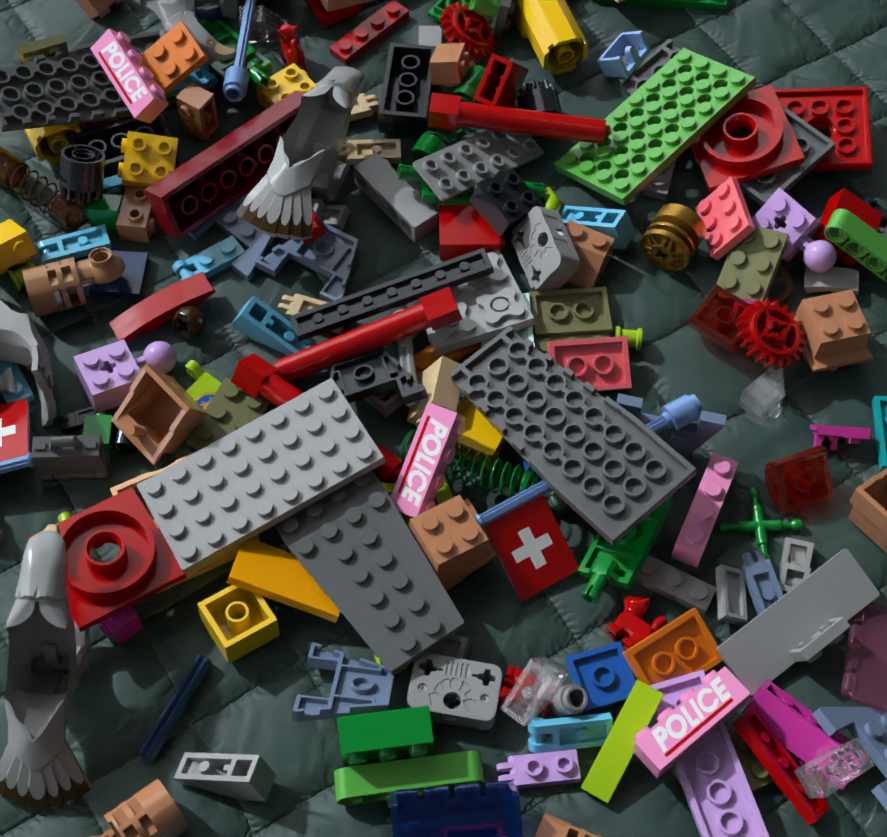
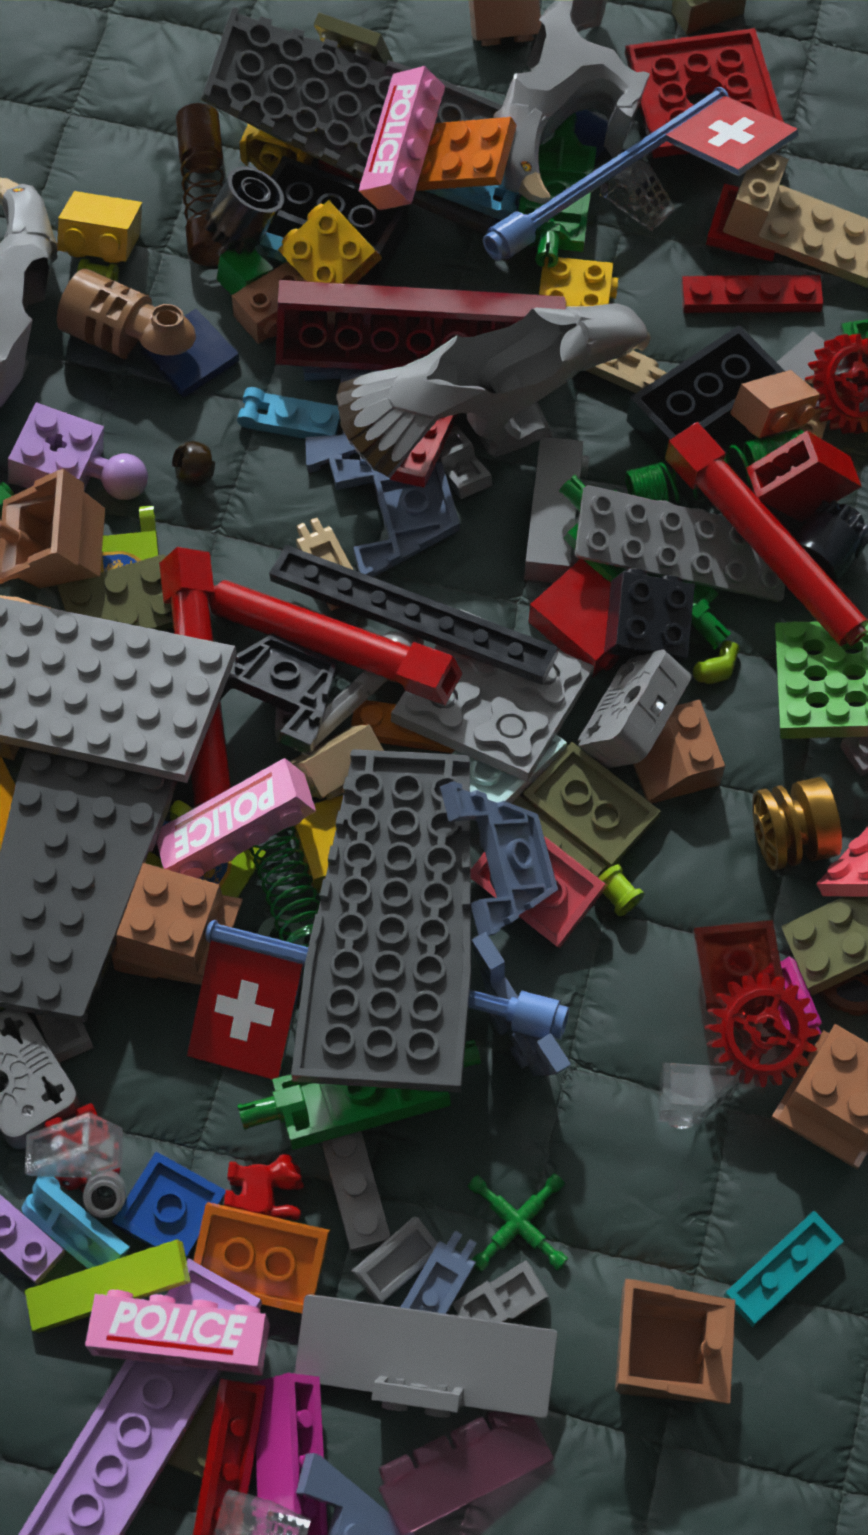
camera: 45 degrees right, 5 degrees up
(73, 244) = (178, 284): medium azure plate -> none
(161, 306) = (183, 422): slope -> none
(197, 111) = (447, 236): nougat brick -> none
(269, 328) = (261, 541): medium azure slope -> none
(291, 49) = (633, 244): red animal -> none
(358, 150) = (601, 443): tan hinge -> none
(584, 358) = (514, 854): none -> sand blue wing
(607, 221) = (737, 735): medium azure slope -> none
(704, 510) = (473, 1146): bright pink brick -> none
(799, 480) = (609, 1217): clear red brick -> none
(851, 434) = (735, 1223): dark pink plate -> none

